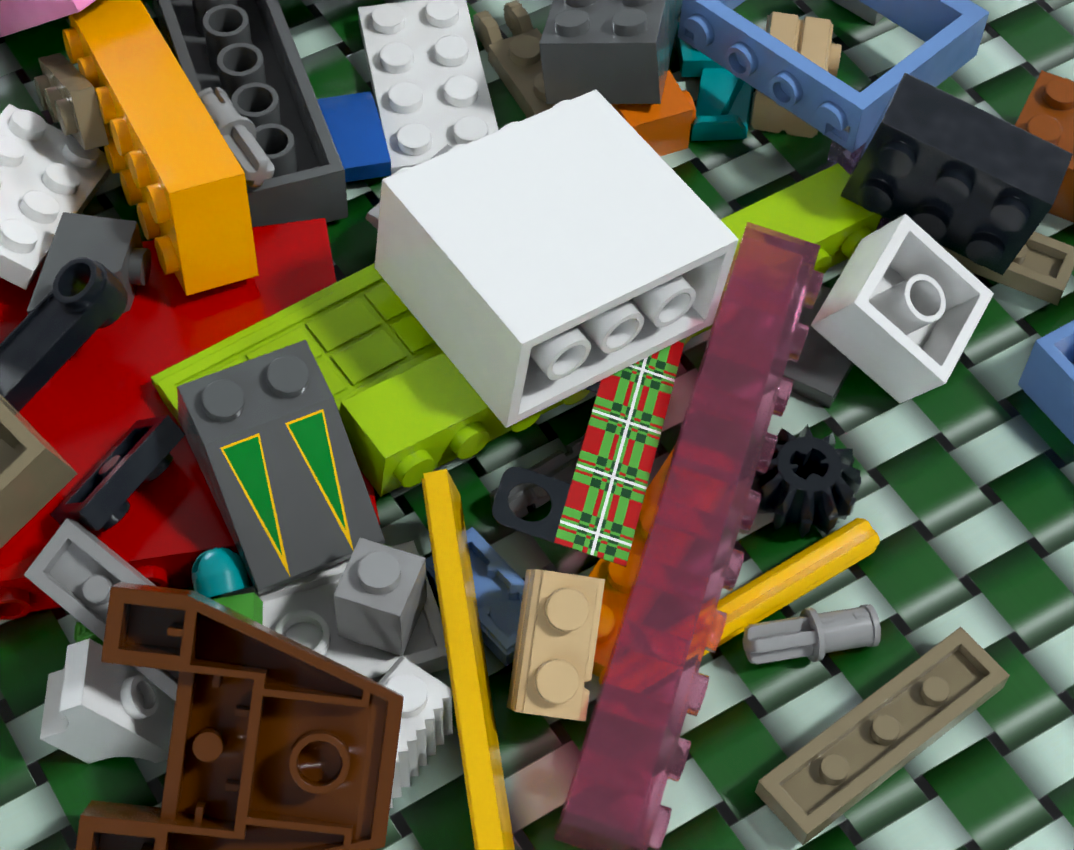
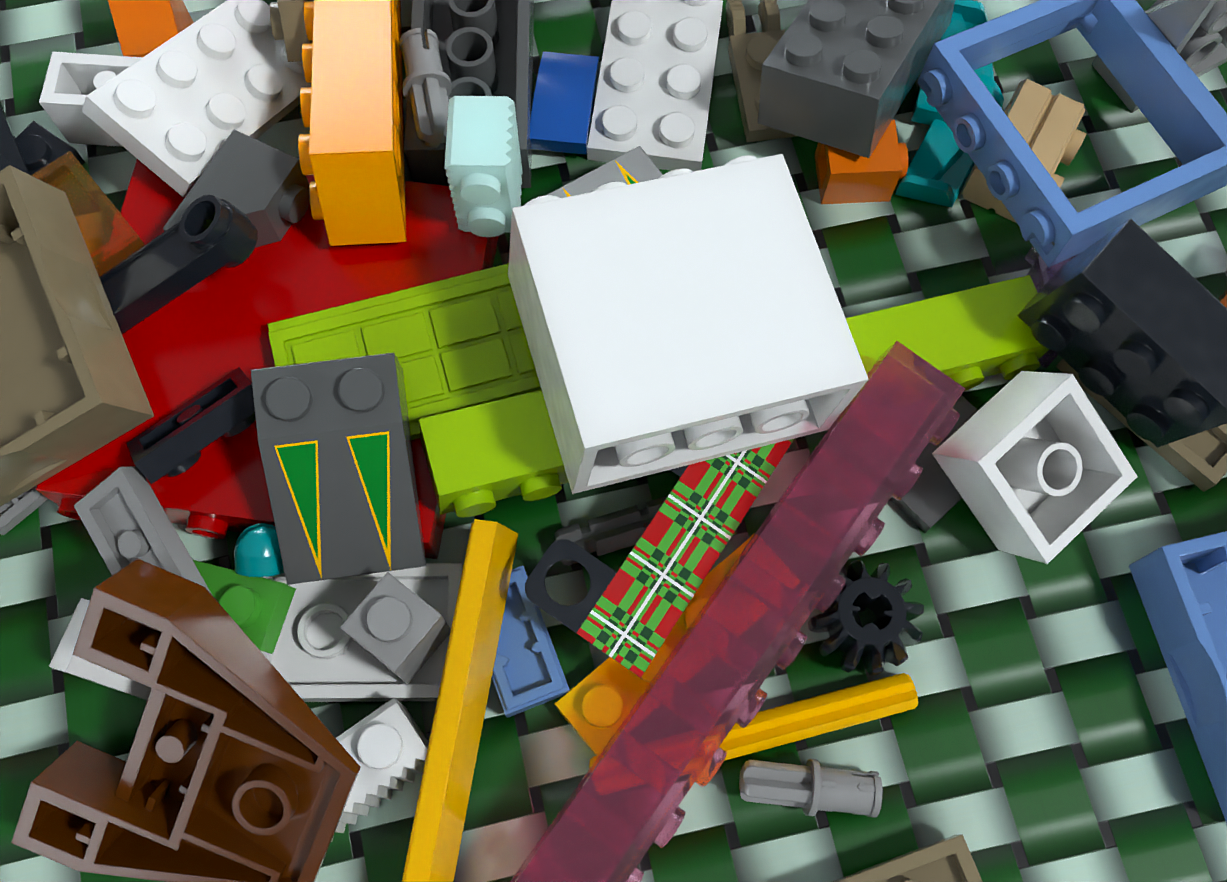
camera: 20 degrees right, 15 degrees up
(318, 183) = (483, 163): none -> light aqua brick
(555, 644) = (547, 733): tan brick -> none

